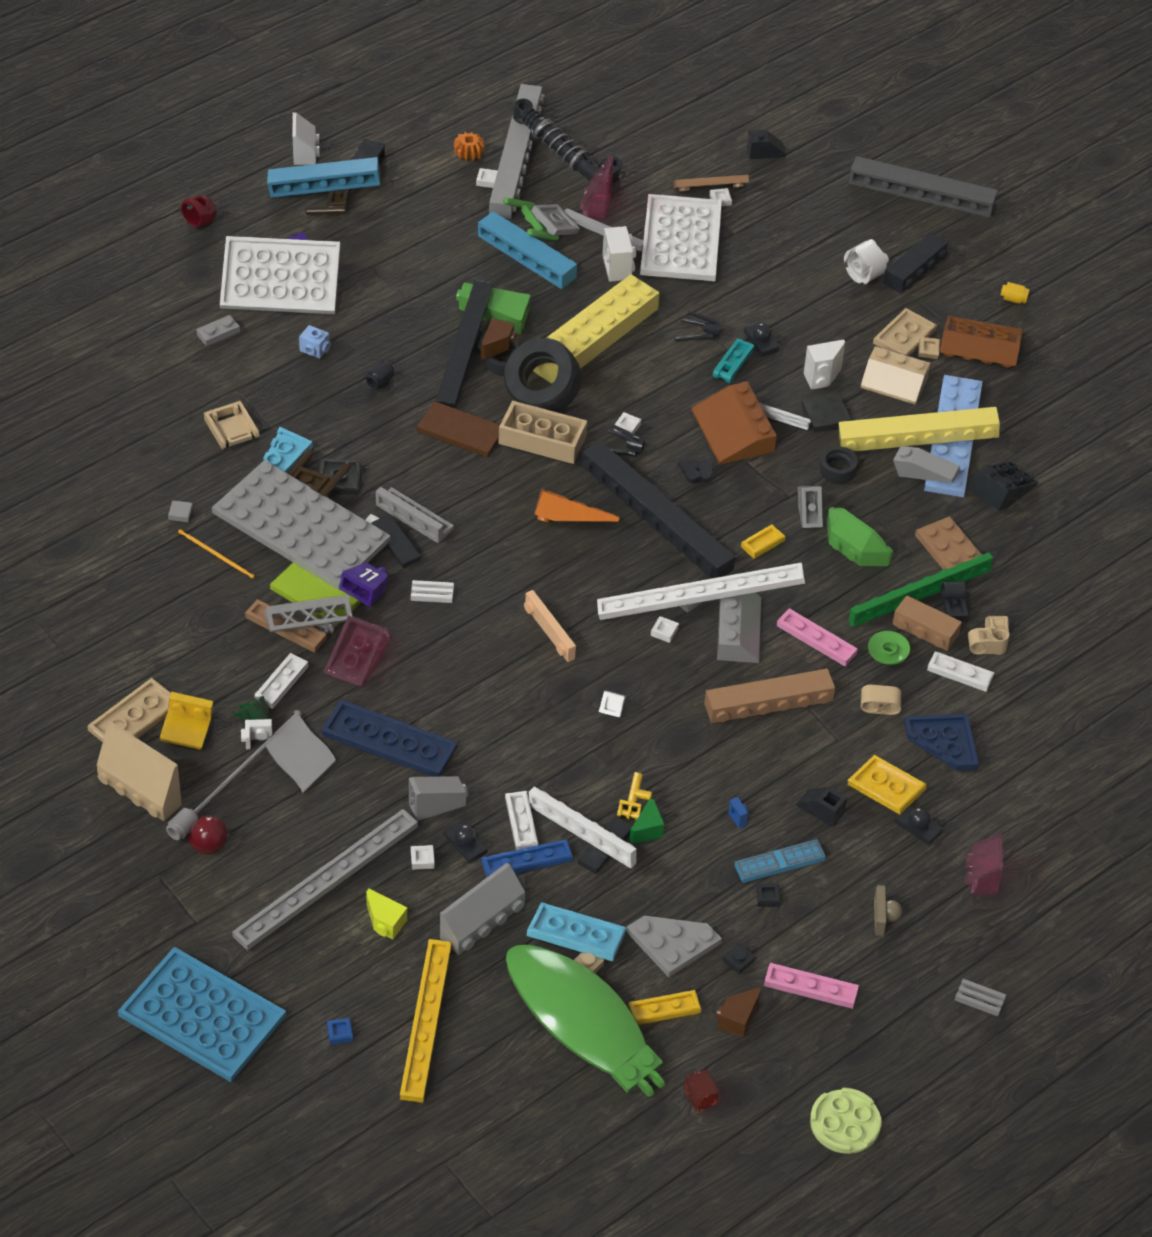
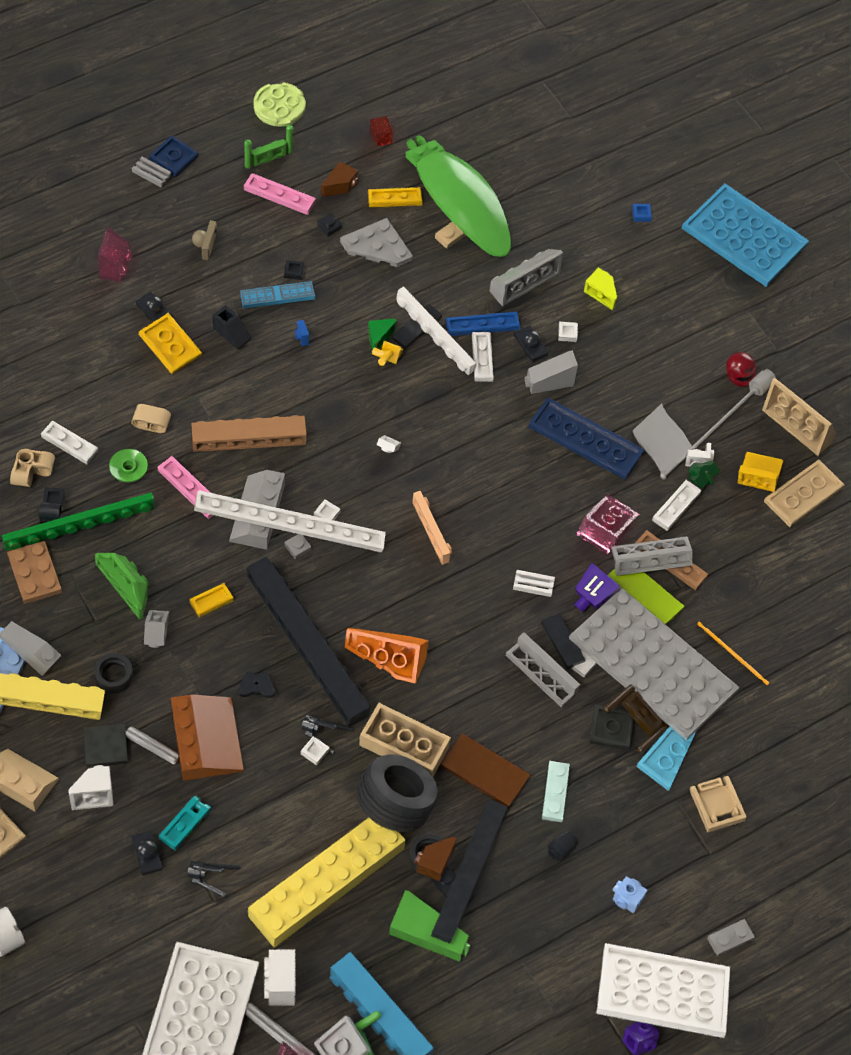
camera: 175 degrees left, 10 degrees up
(180, 511) = (767, 703): light grey tile -> none
(324, 879) = (646, 324): light grey plate -> none
(390, 420) = (555, 791): none -> light aqua plate
(425, 1021) = (578, 206): yellow plate -> none
(576, 931) = (453, 257): medium azure tile -> none
(842, 1036) = (269, 152): none -> bright green plate
(927, 623) = (85, 485): medium nougat brick -> none
(945, 738) = (107, 377): dark blue plate -> none
(959, 1024) = (174, 156): none -> dark blue tile

